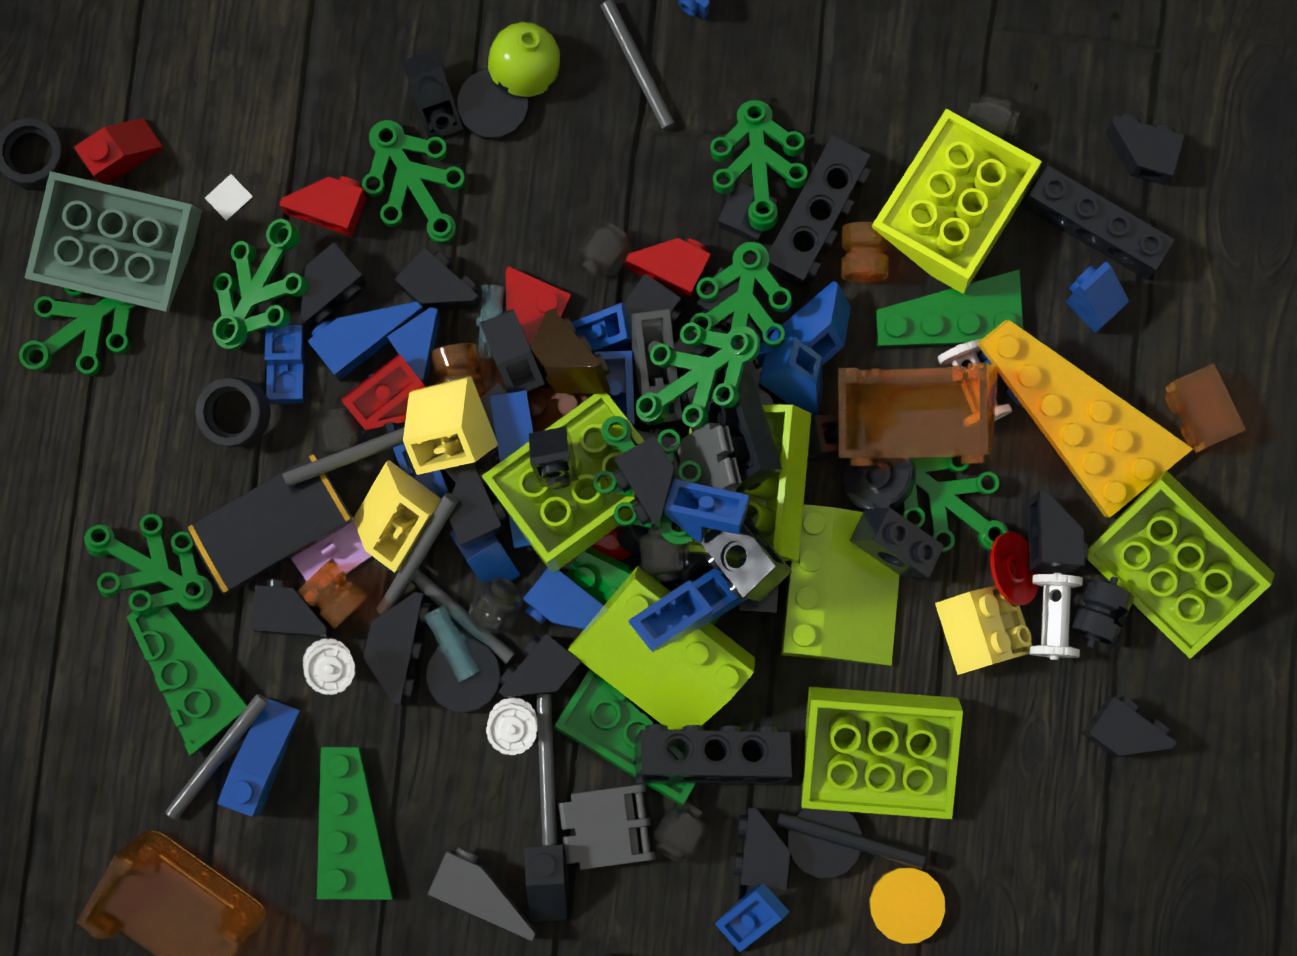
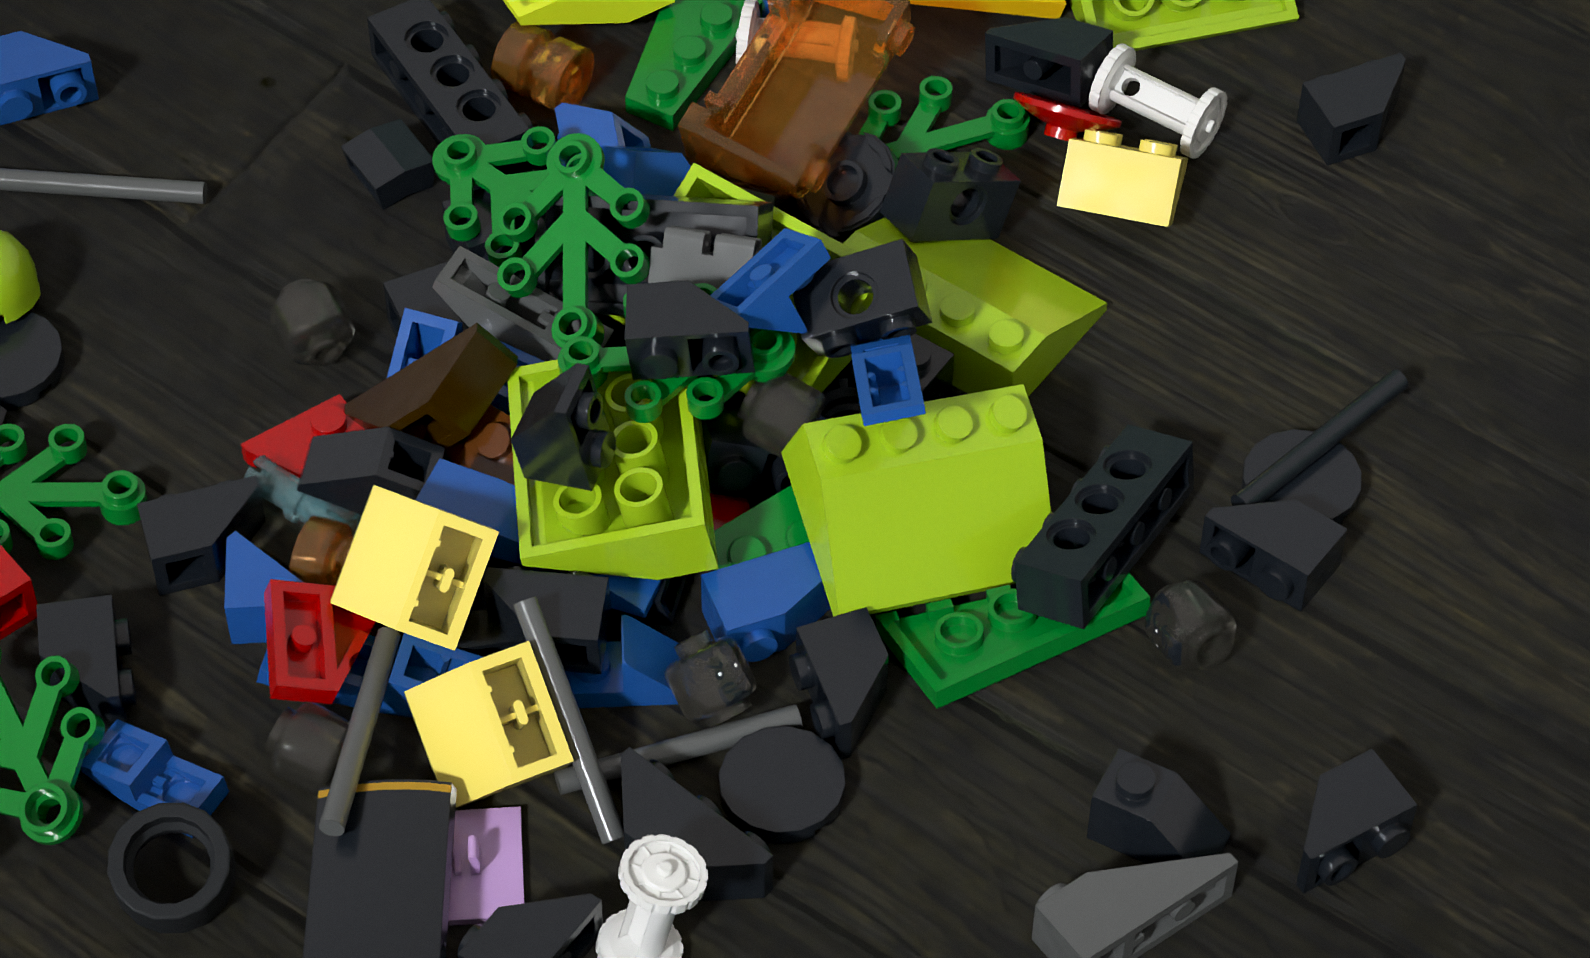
camera: 60 degrees left, 30 degrees down
(333, 593) = (546, 867): clear orange wheel -> none
(357, 337) = (190, 661): blue slope -> none
(451, 643) = (728, 755): clear light blue pin -> none
(512, 726) = (910, 699): white hose -> none
(546, 769) = (984, 748): dark grey bar -> none
(605, 827) = (1121, 709): dark grey plate -> none
(672, 264) = (387, 251): red slope -> none
(751, 917) = (1361, 596): blue slope -> none
(758, 156) = (279, 97): green plant -> none
(881, 752) = (1220, 351): lime slope -> none
(907, 905) = (1448, 435): yellow tile -> none
(1102, 612) = (1182, 54): black wheel -> none

